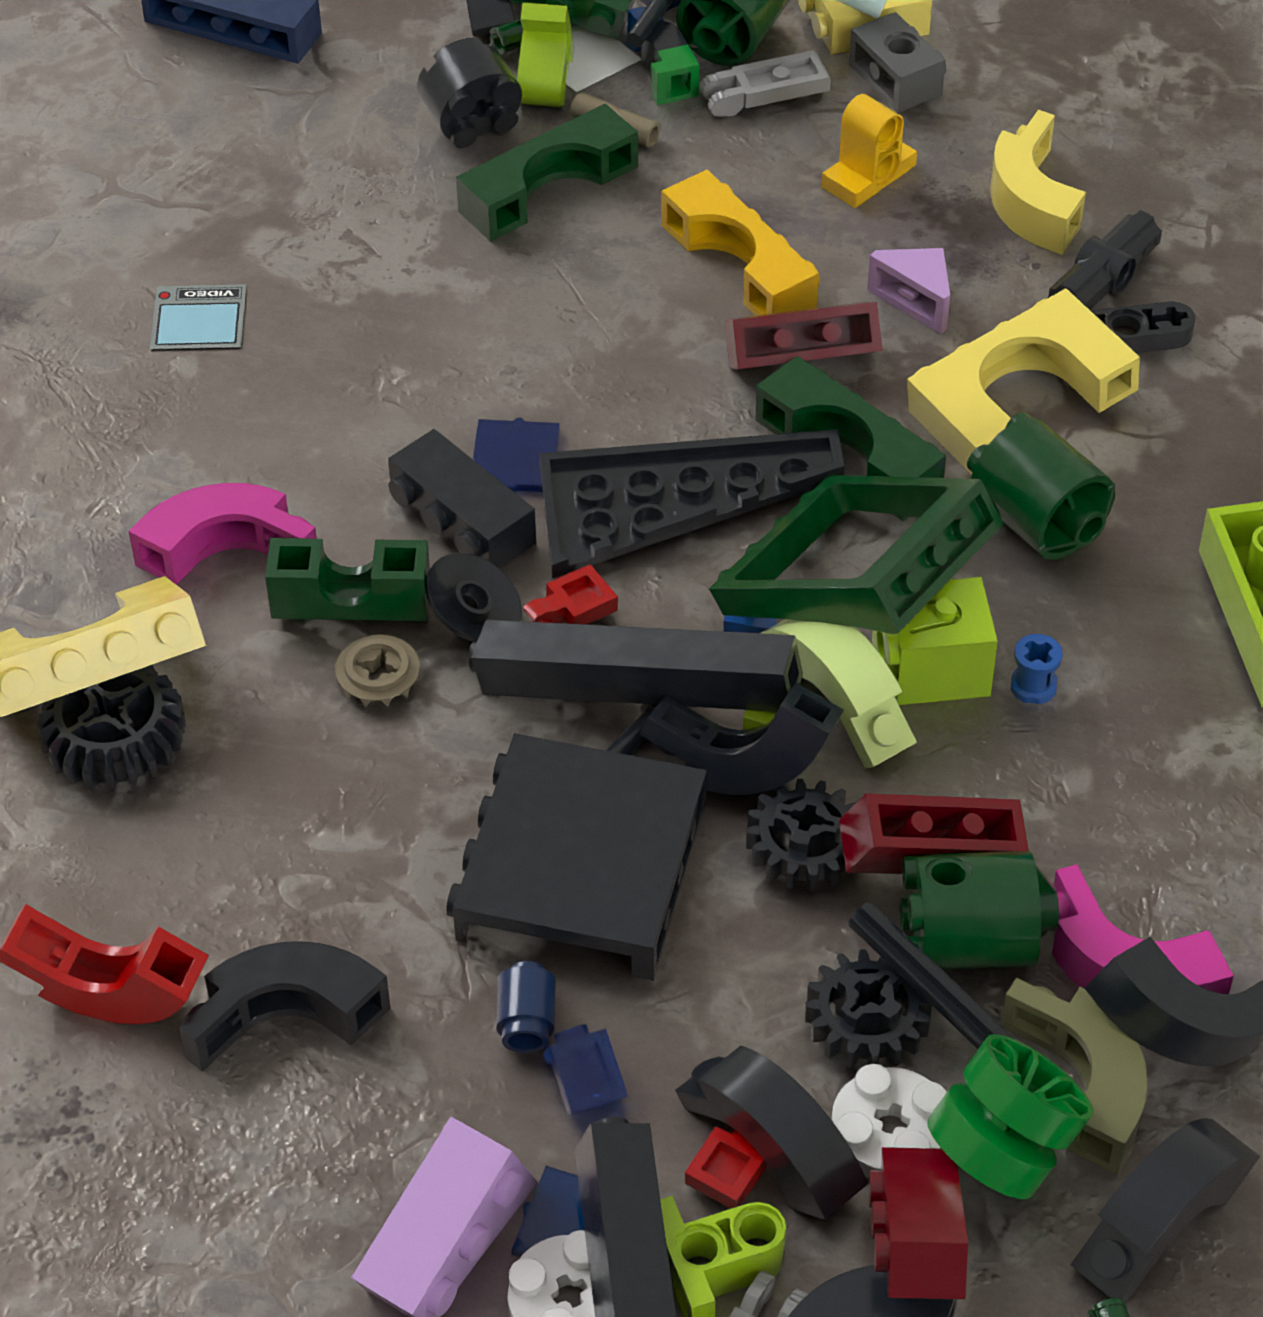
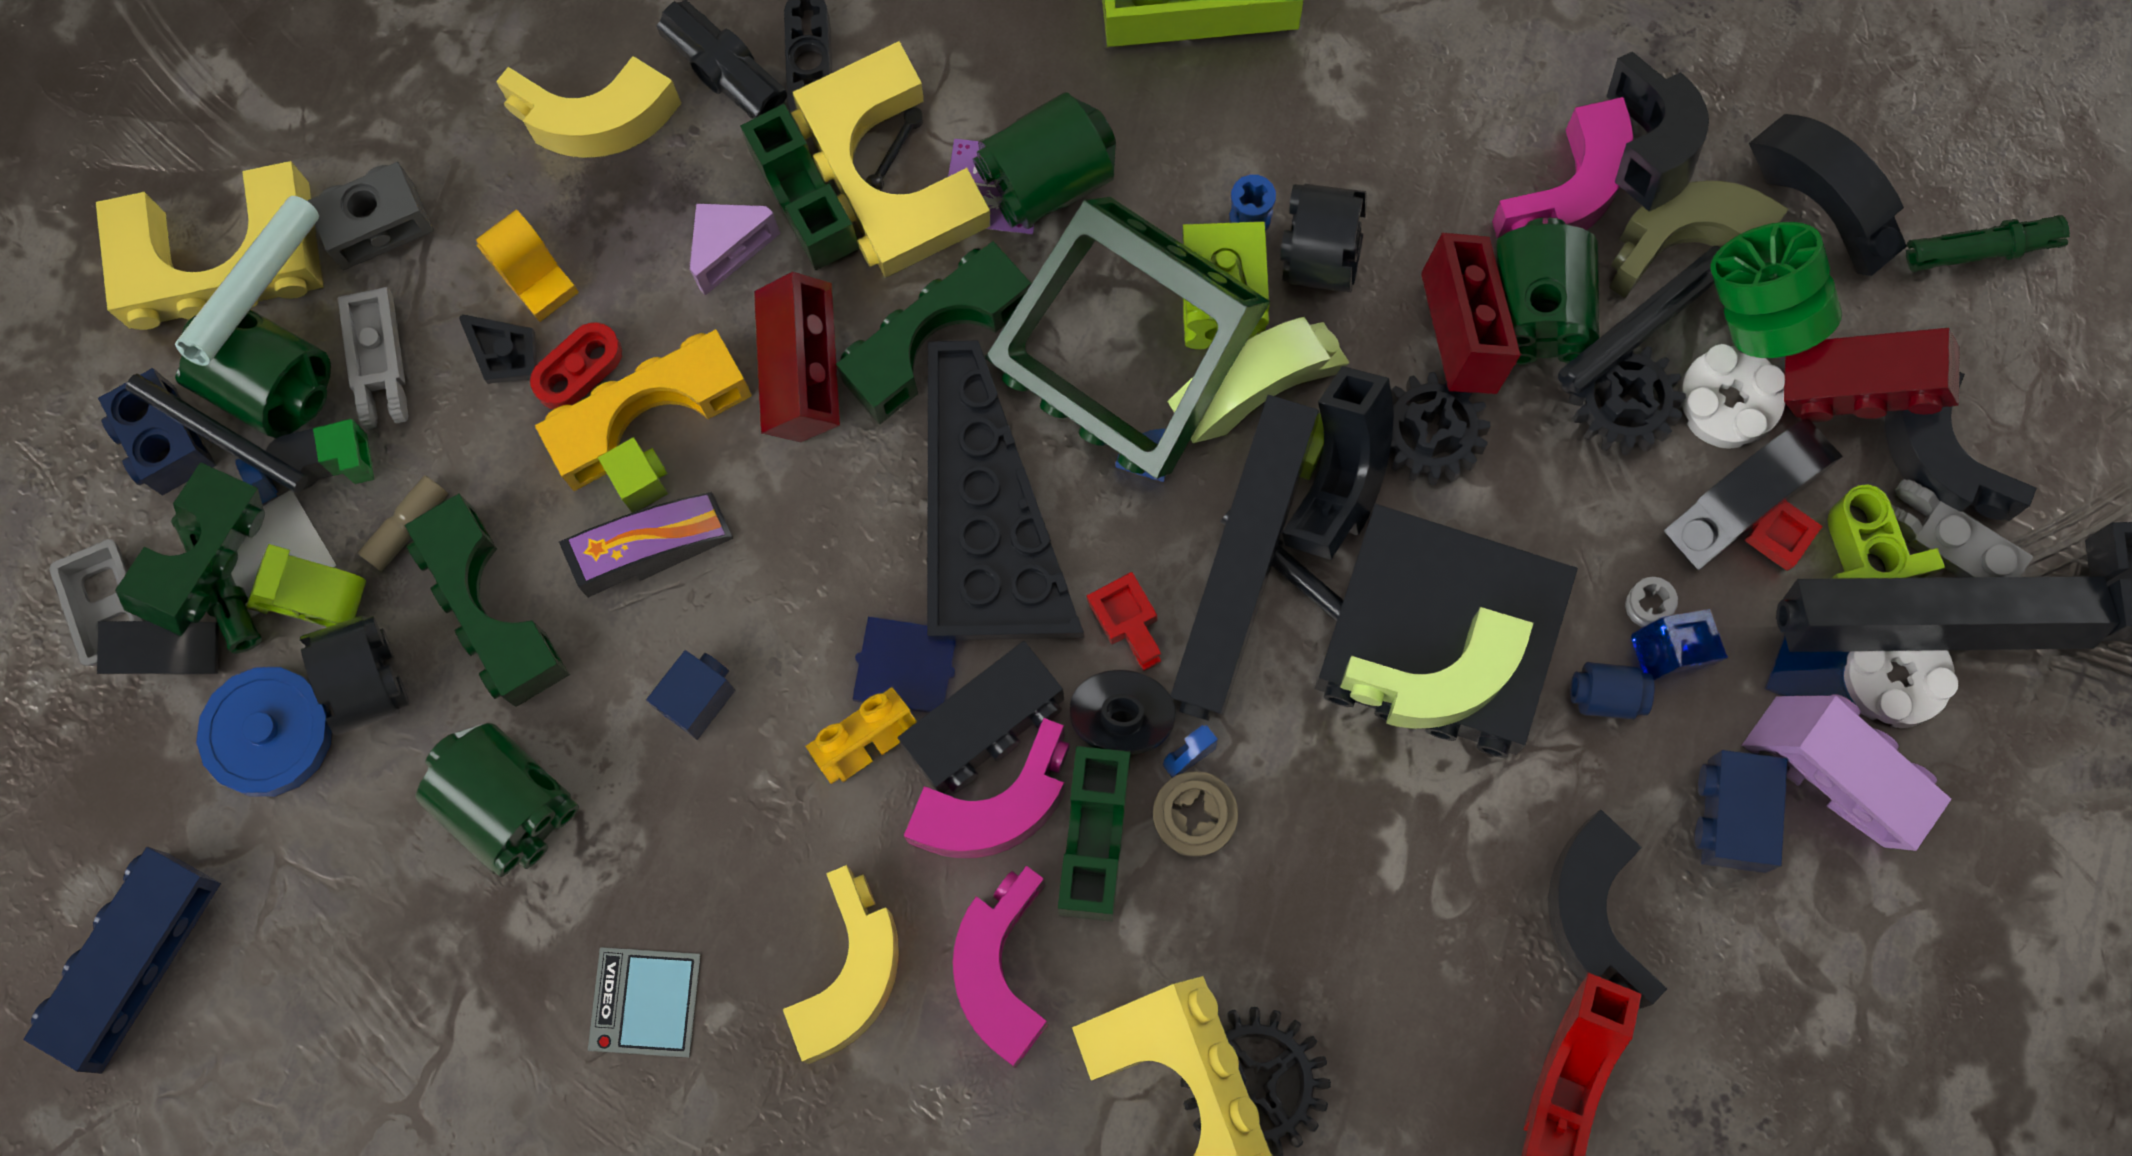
camera: 80 degrees left, 25 degrees up
(221, 441) = (865, 983): none -> light yellow arch
(357, 493) = (999, 823): none -> dark pink arch
(364, 183) = (493, 797): none -> dark green cylinder
(388, 1125) = (1742, 811): none -> dark blue piece
(402, 56) = (263, 732): none -> blue wheel
(427, 409) = (841, 745): none -> yellow hinge
(442, 662) = (1197, 746): none -> blue tile
(471, 305) = (692, 692): none -> dark blue brick
(514, 841) = (1444, 697): none -> yellowish green arch
(611, 260) = (644, 542): none -> slope
(640, 1035) = (1656, 586): none -> light grey bush
(674, 248) = (635, 474): none -> lime plate
(778, 204) = (572, 363): none -> red plate
(786, 159) = (501, 349): none -> black piece
(943, 326) = (799, 188): none -> dark green arch
(1003, 716) = (1323, 237): none -> black brick
(1081, 413) = (912, 120): none -> black hinge

